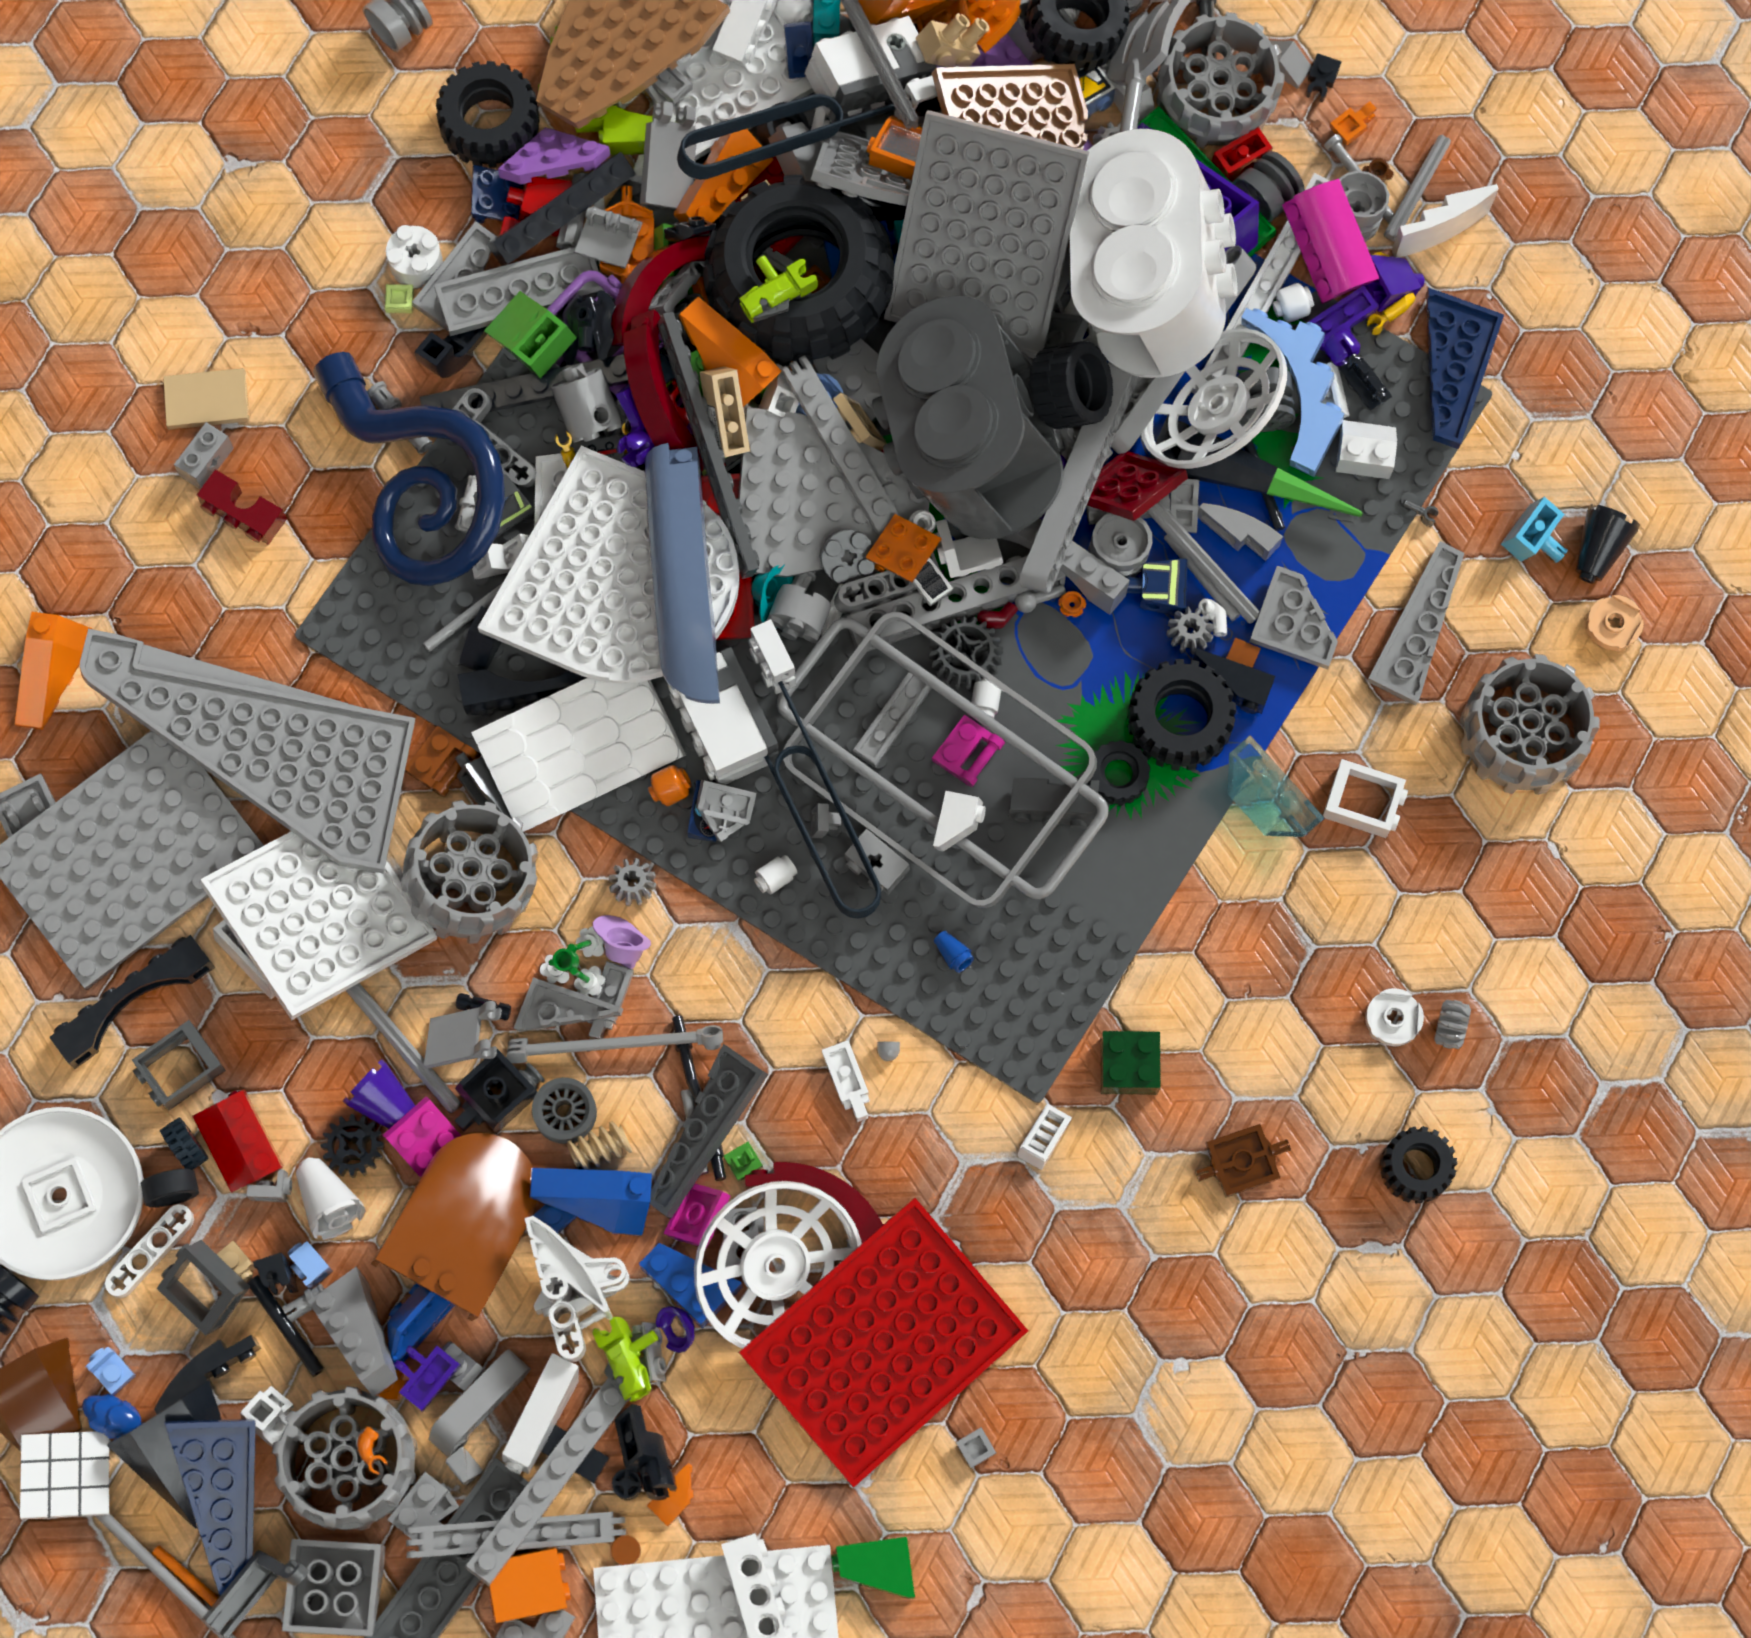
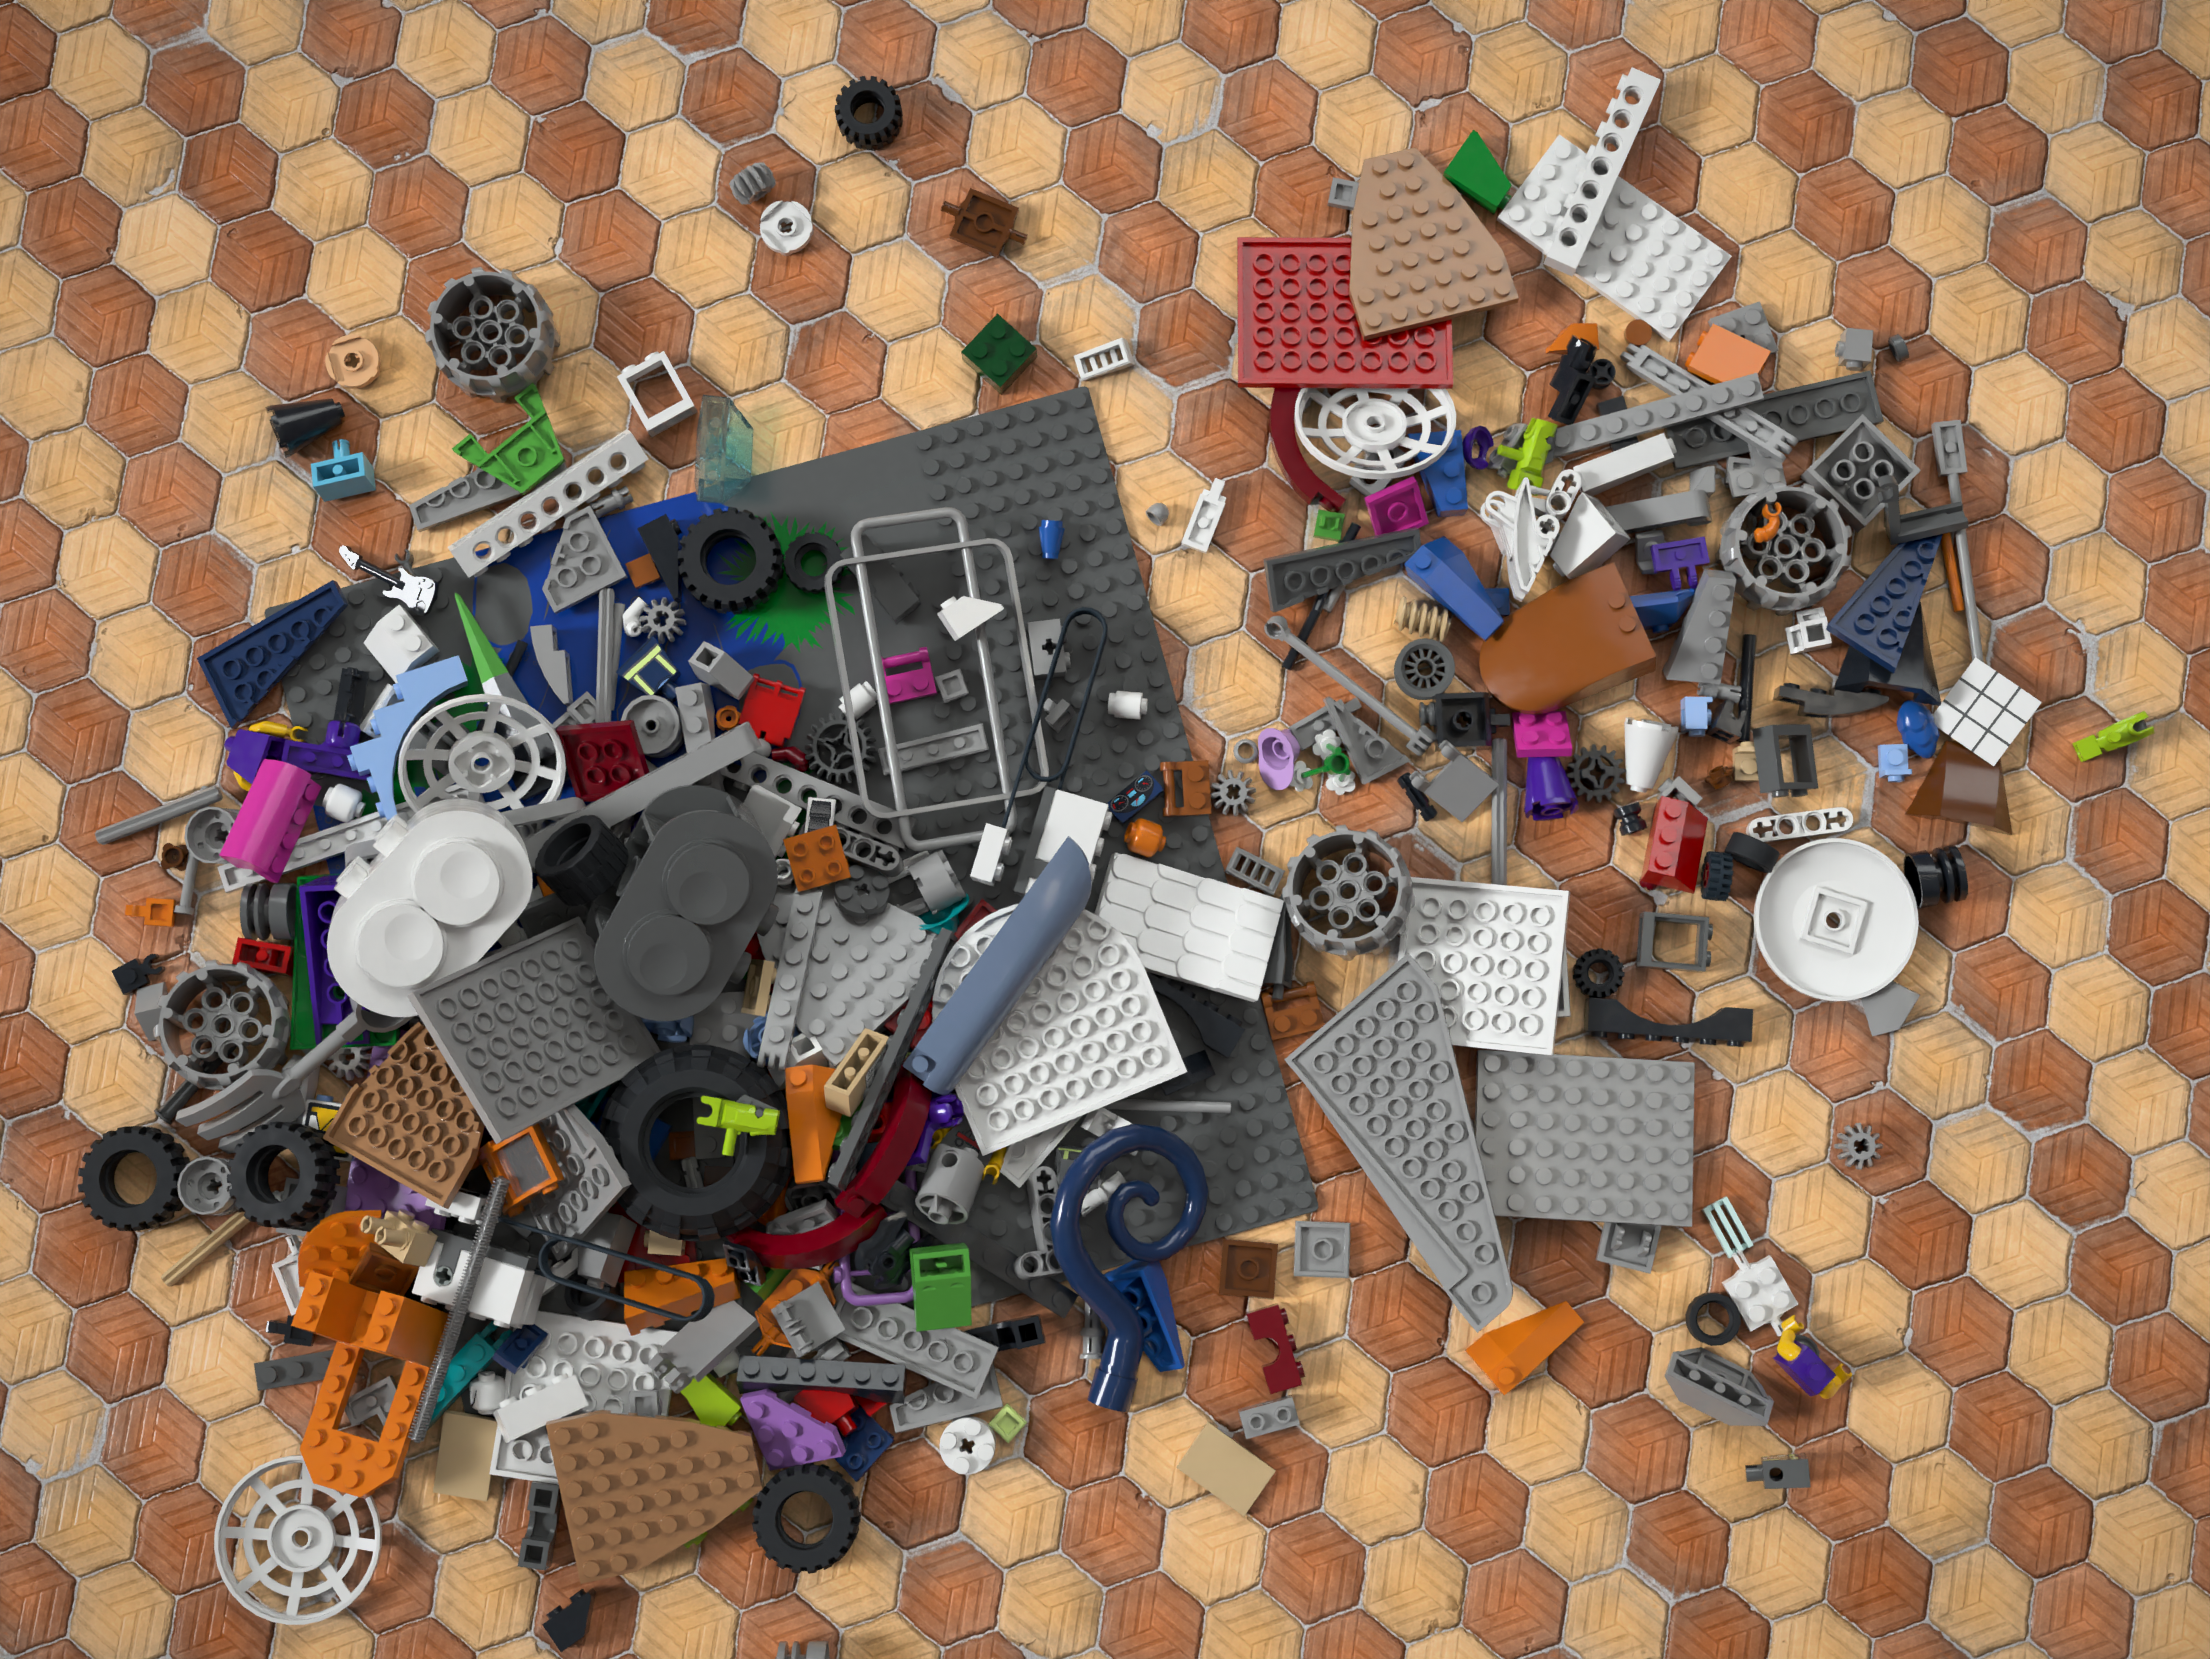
camera: 135 degrees left, 10 degrees up
(207, 980) = (1614, 968): none -> black tyre
(247, 1231) = (1719, 777): none -> reddish brown plate
(266, 609) = (1322, 1249): none -> light grey tile
(294, 1134) = (1630, 820): none -> black wheel
(310, 547) = (1248, 1269): none -> reddish brown plate
(365, 462) = (1149, 1293): none -> blue wedge
(518, 1324) = (1587, 538): none -> white slope
(575, 846) = (1238, 853): none -> light grey slope
(648, 917) = (1252, 744): none -> light grey piece
(666, 859) = (1195, 788): none -> dark orange plate
(724, 808) = (1120, 785): light grey slope -> none
(869, 1451) = (1419, 250): none -> medium nougat wing
(925, 775) = (952, 686): none -> light grey tile
(1045, 635) = (772, 710): none -> red plate
(1109, 627) = (720, 670): none -> light grey slope
(1316, 692) = (612, 501): none -> light grey pin
(1367, 654) = (532, 503): none -> white brick
(1393, 493) = (416, 592): none -> piece
(1414, 659) = (525, 455): none -> bright green wing
(1442, 223) = (164, 766): white slope -> none

